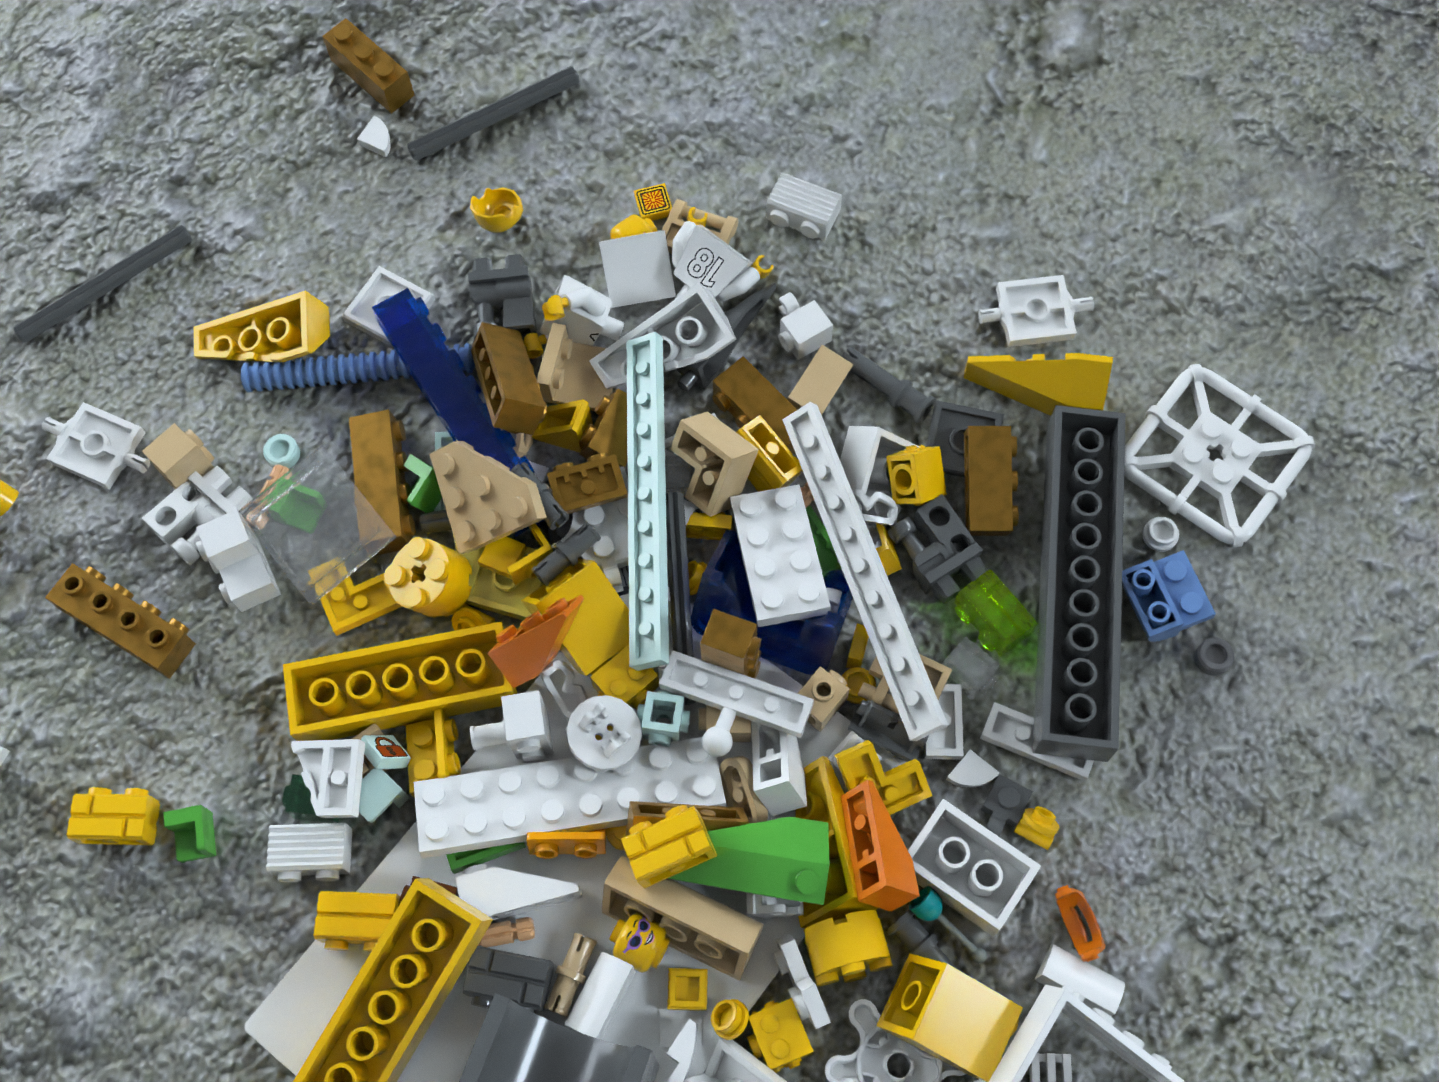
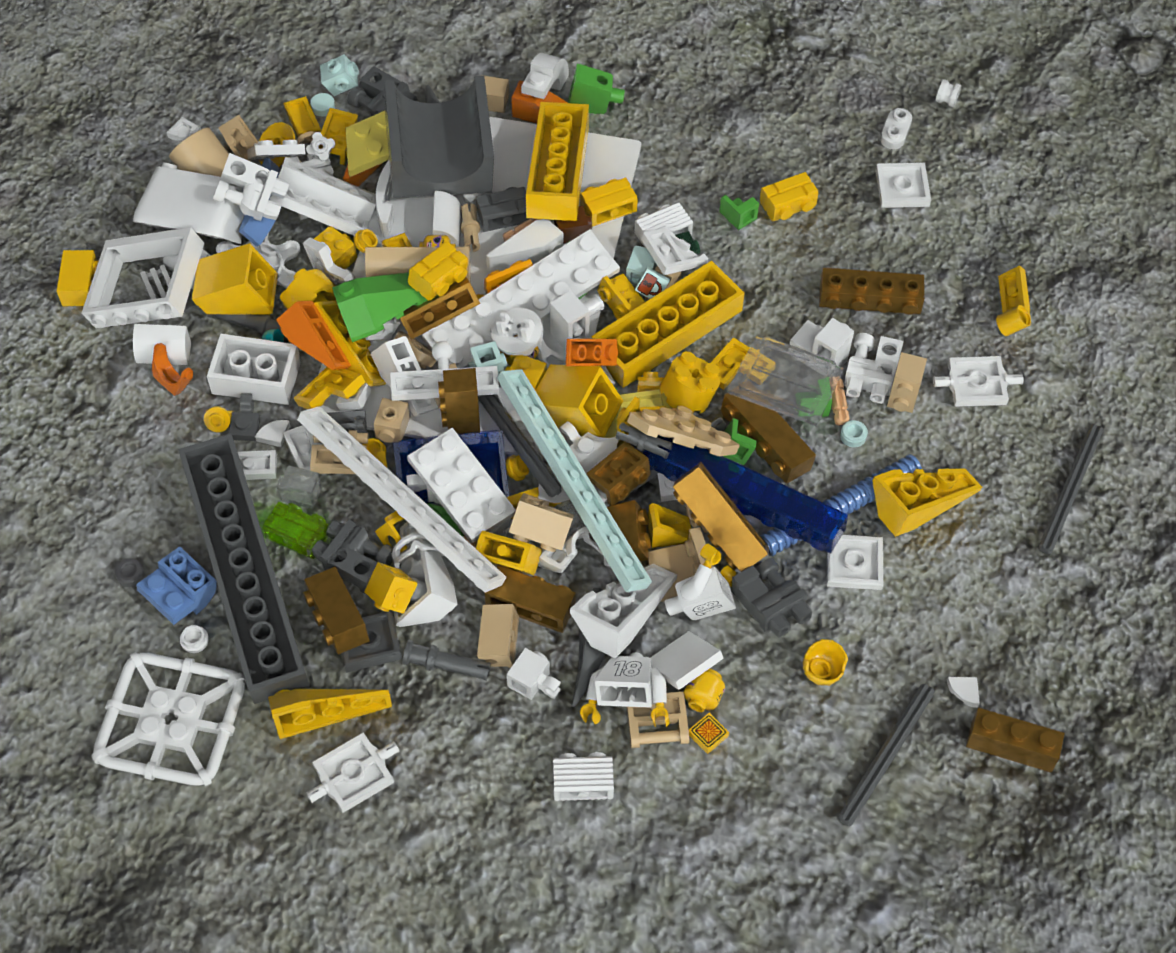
camera: 150 degrees right, 10 degrees down
(566, 553) = (605, 423): dark grey pin -> none

